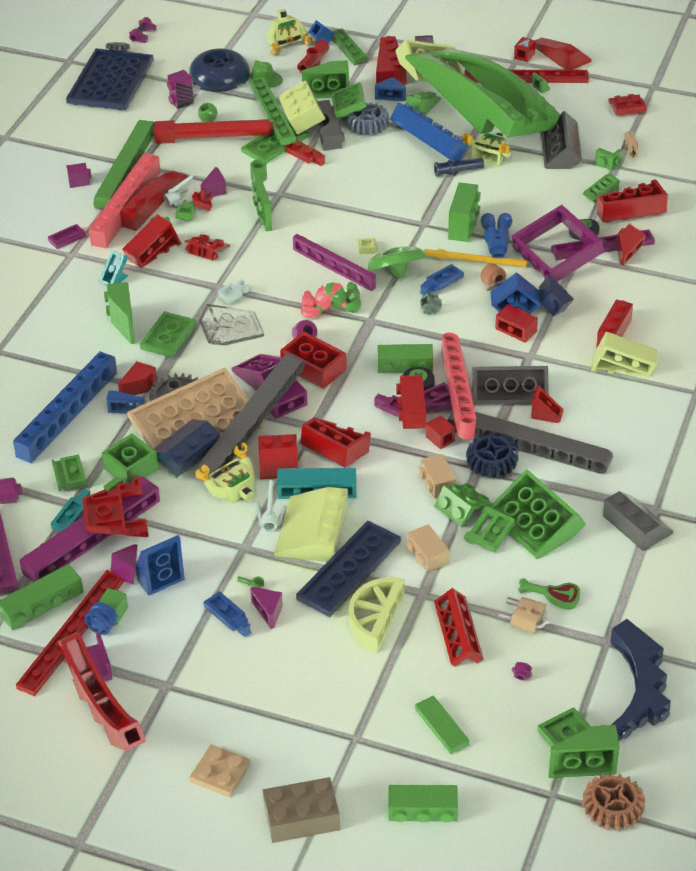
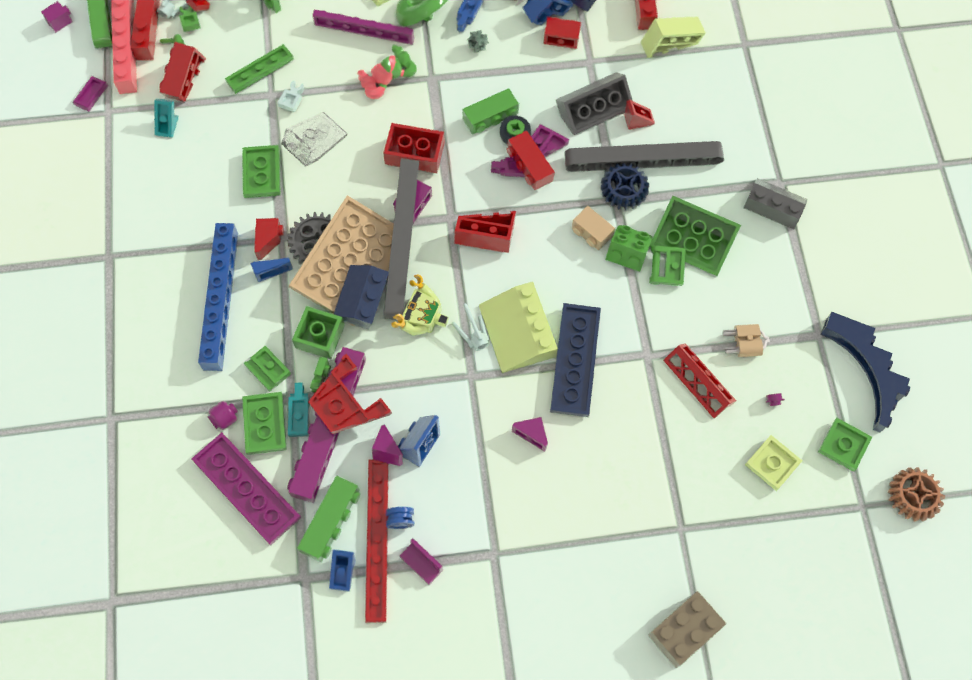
camera: 30 degrees left, 25 degrees up
(25, 630) = (342, 570): none -> blue slope
(37, 509) = (264, 423): none -> bright green plate
(116, 600) = (399, 494): bright green brick -> none
(119, 726) = (461, 610): red arch -> none
(120, 309) = (203, 164): bright green slope -> none
(205, 247) = (230, 51): red hinge -> none
(220, 263) = (259, 68): none -> bright green plate
(220, 770) = (593, 620): tan plate -> none
(228, 613) = (503, 455): blue hinge -> none
(256, 369) = (374, 178): magenta slope -> none
(256, 582) = (501, 412): bright green hand -> none
(276, 453) = (445, 268): red slope -> none
(302, 480) = (496, 280): teal brick -> none
(306, 326) = (384, 118): magenta head -> none
(378, 588) = (633, 382): yellowish green window -> none
(422, 803) = (776, 572): bright green brick -> none
(427, 548) = (629, 309): tan brick -> none
(440, 432) = (567, 179): red brick -> none
(442, 724) = (742, 482): bright green tile -> none
(458, 386) = (560, 126): coral beam -> none
(484, 719) = (773, 462): none -> yellowish green plate
(563, 596) = (761, 306): bright green piece -> none
(586, 753) = (884, 454): bright green slope -> none

